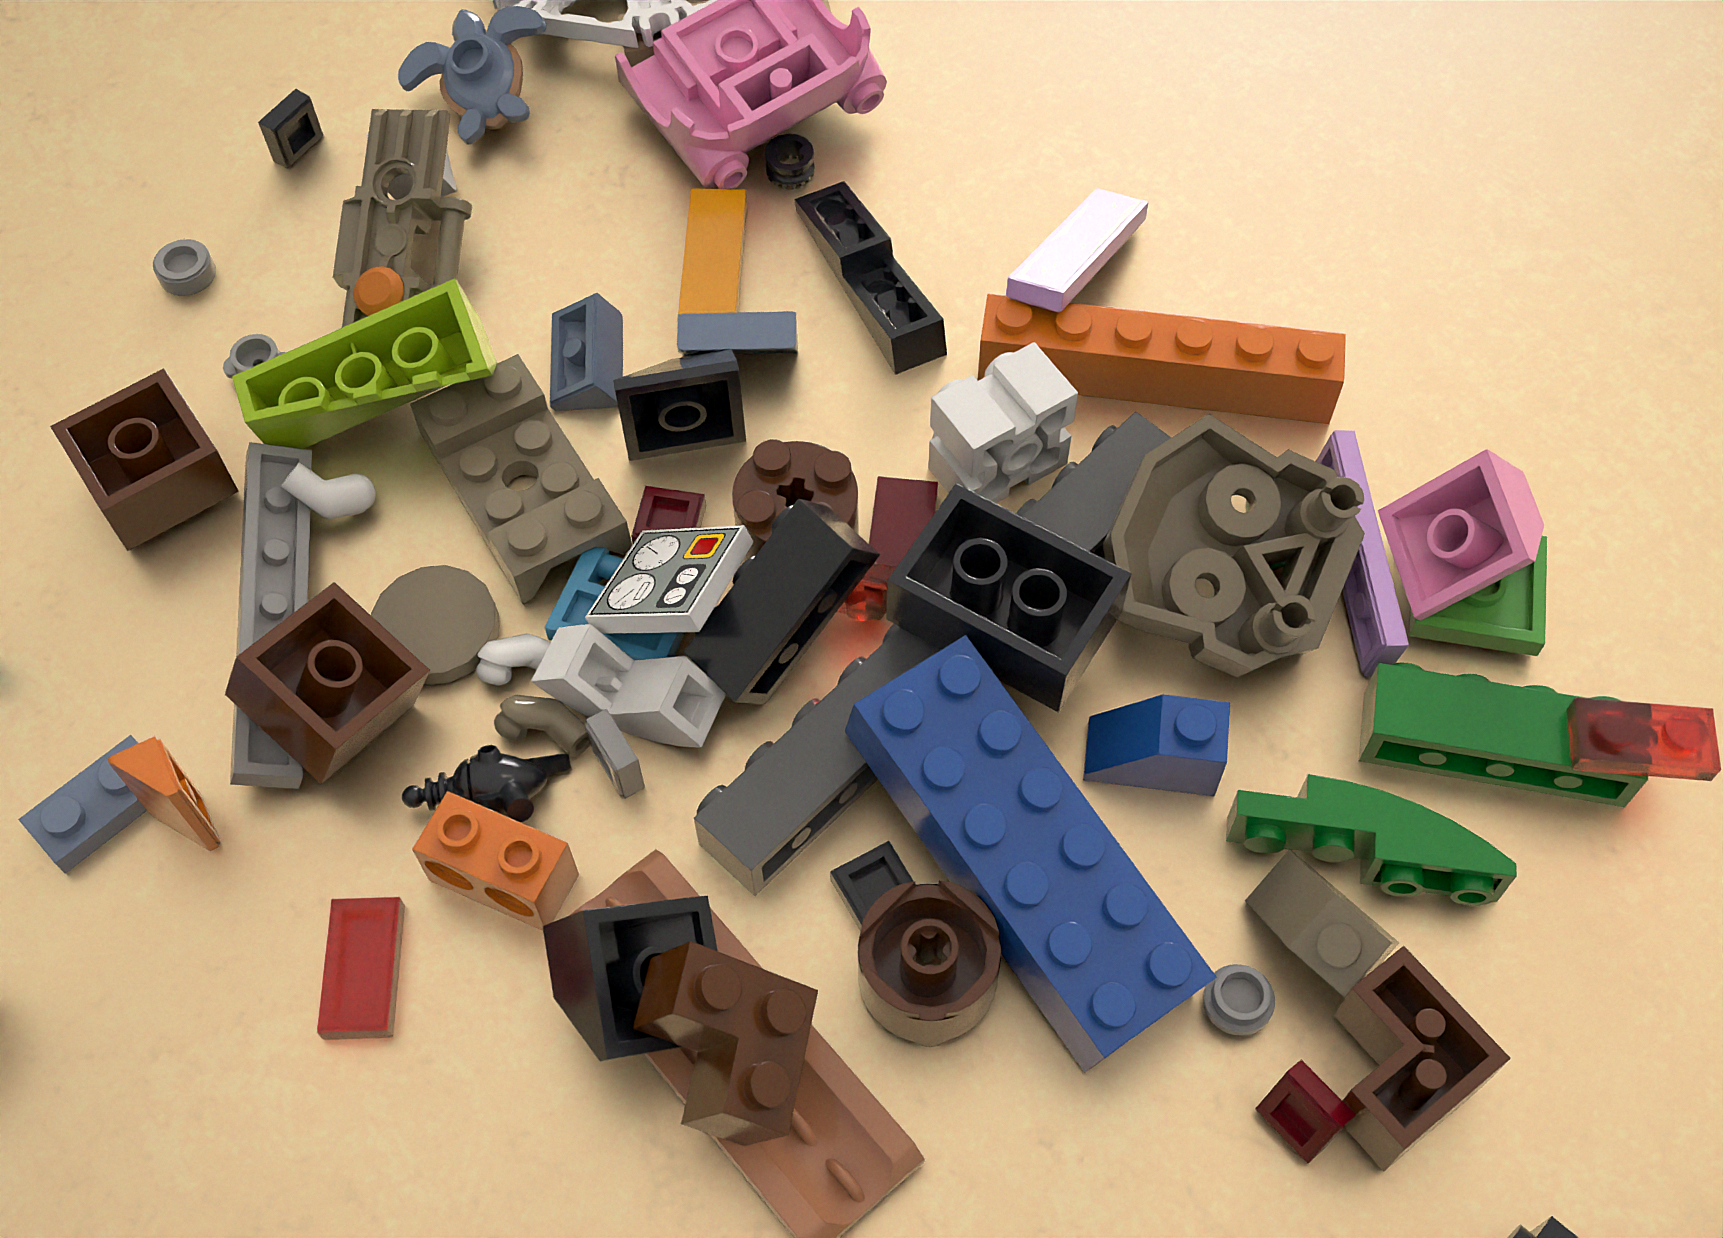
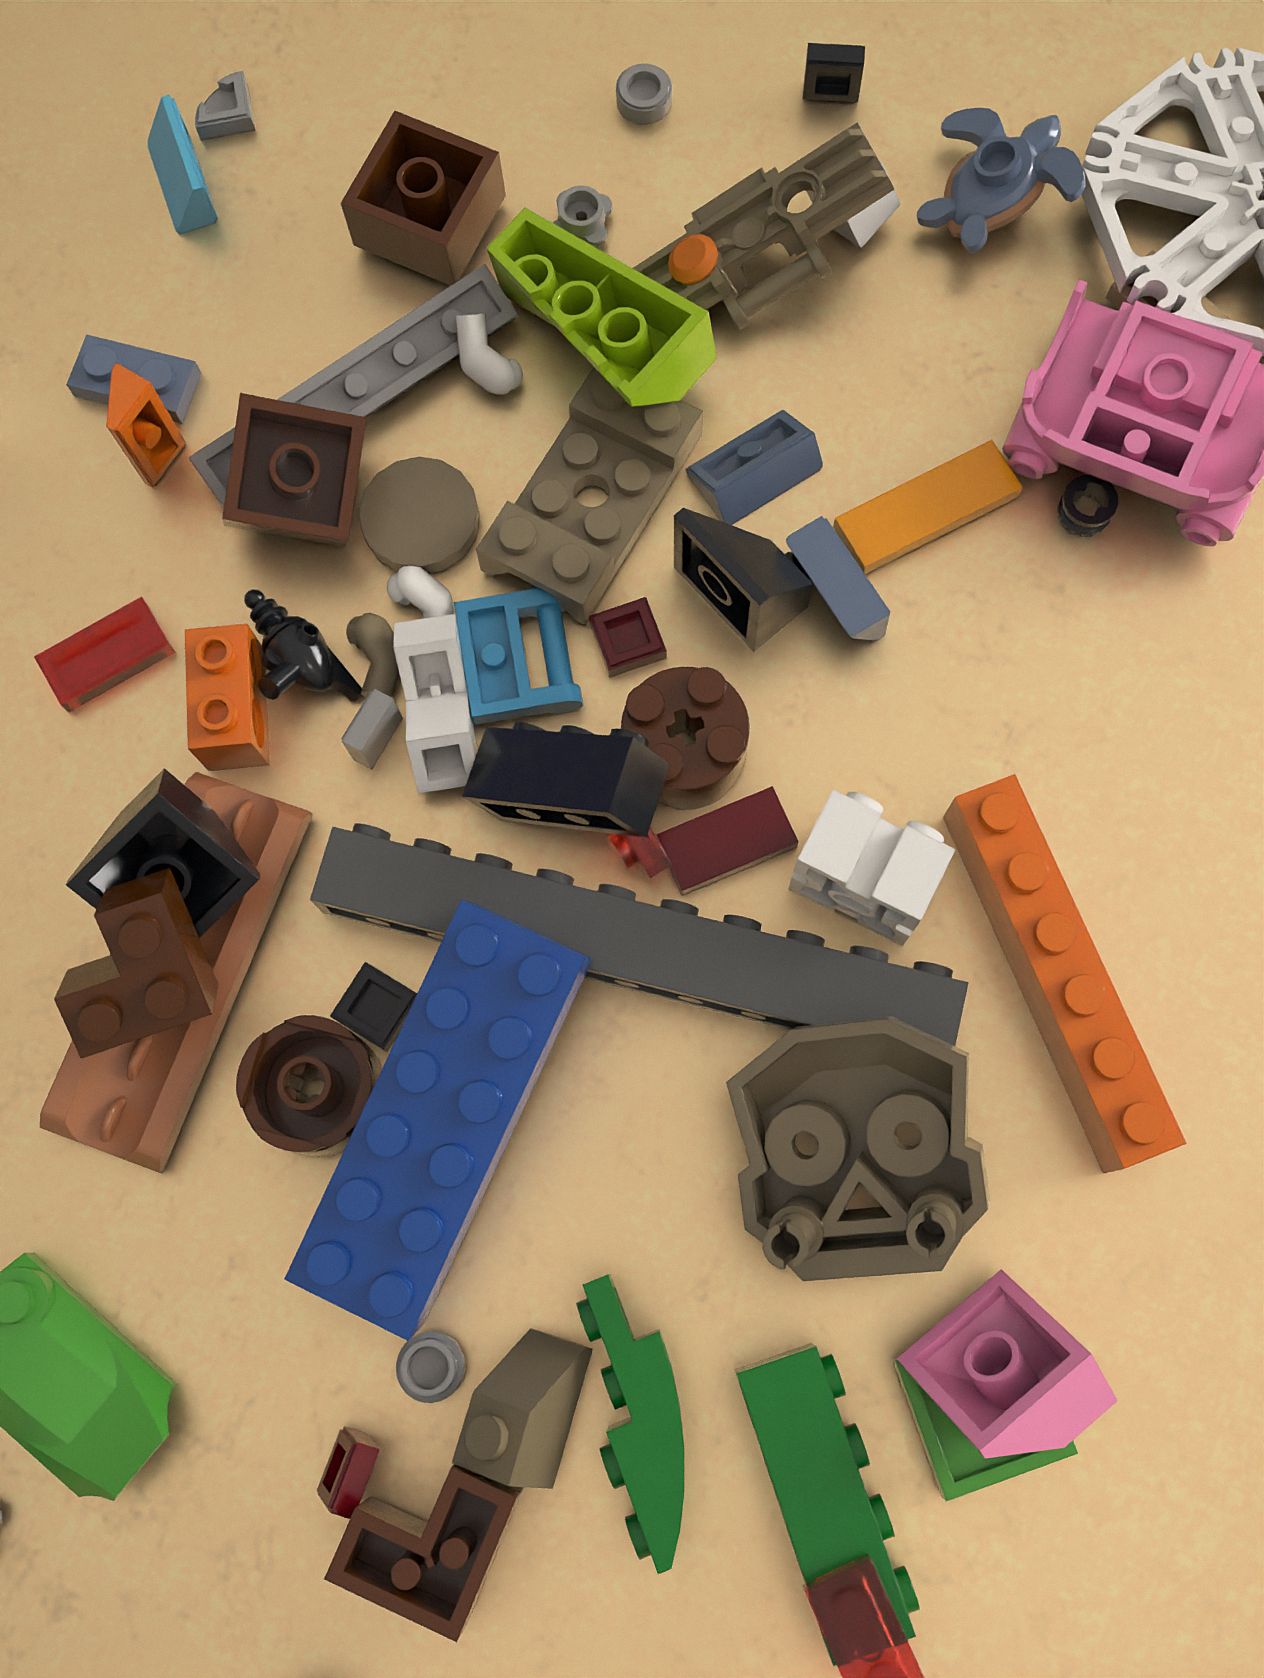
camera: 65 degrees right, 15 degrees up
(670, 580) = (535, 676): tile -> none
(882, 292) = (1001, 654): black slope -> none
(1013, 589) = (661, 970): black brick -> none
(1076, 250) = (1132, 829): tile -> none
(1160, 745) = (631, 1178): blue slope -> none
(1369, 585) = (976, 1253): lavender tile -> none

